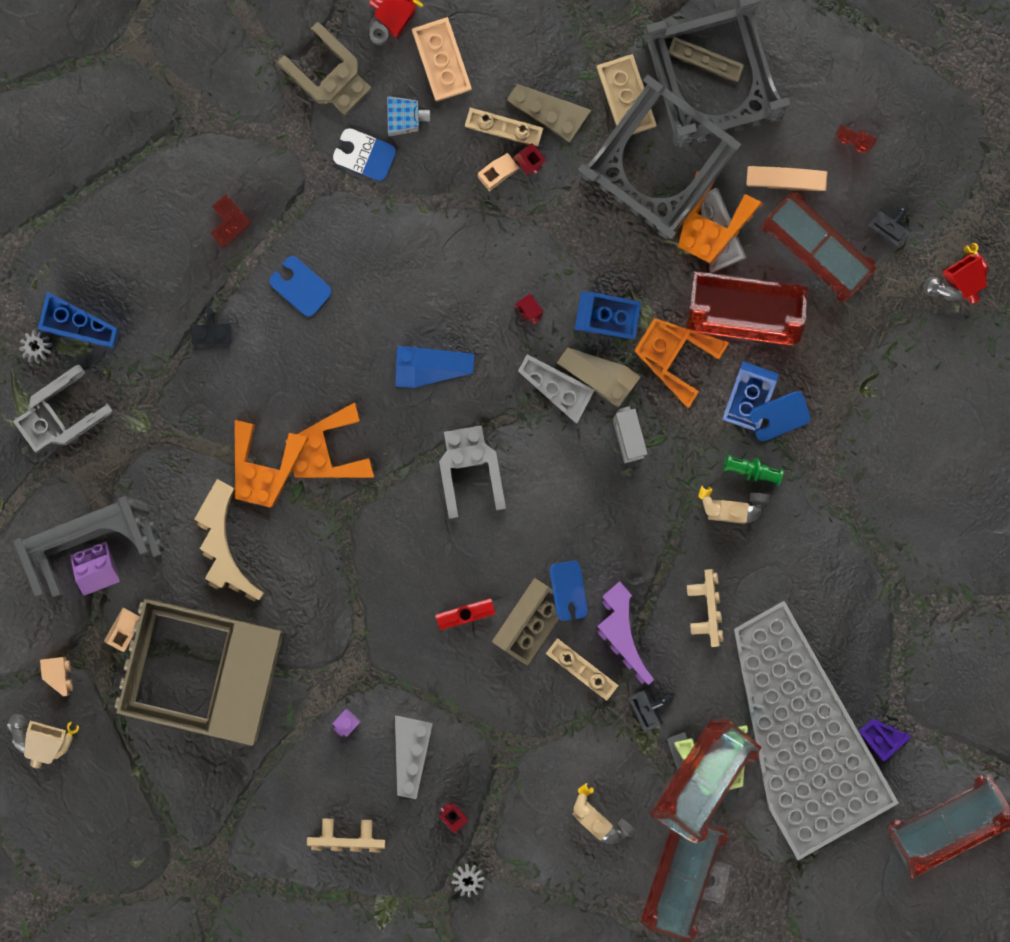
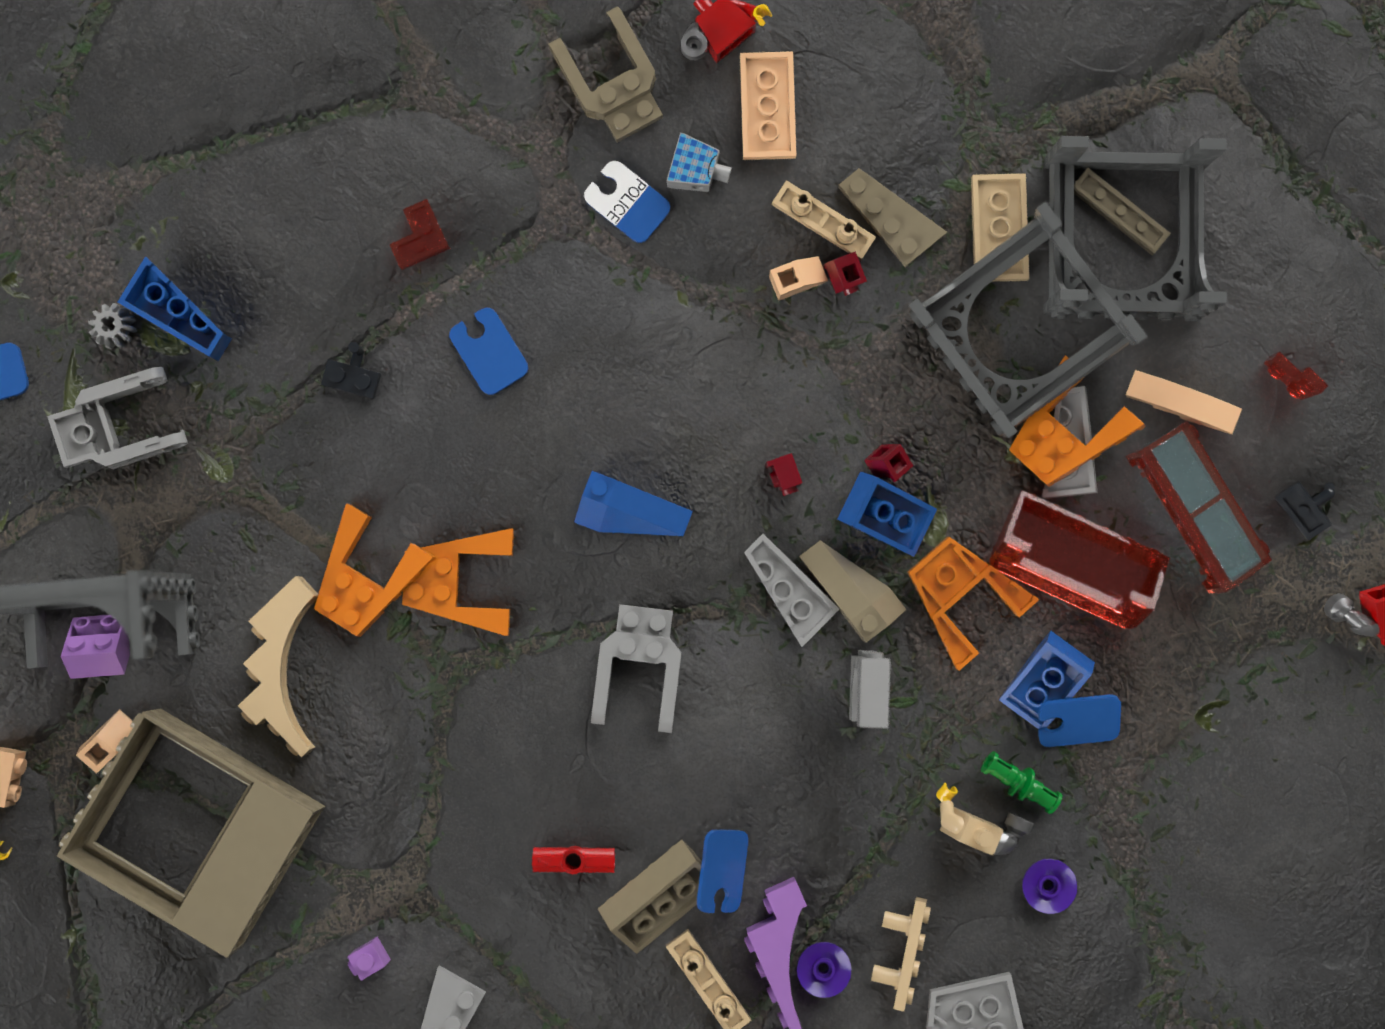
camera: 25 degrees right, 0 degrees up
(598, 279) = (889, 461): none -> dark red brick
(666, 631) = (824, 983): none -> dark purple dish
(800, 527) = (1061, 892): none -> dark purple dish

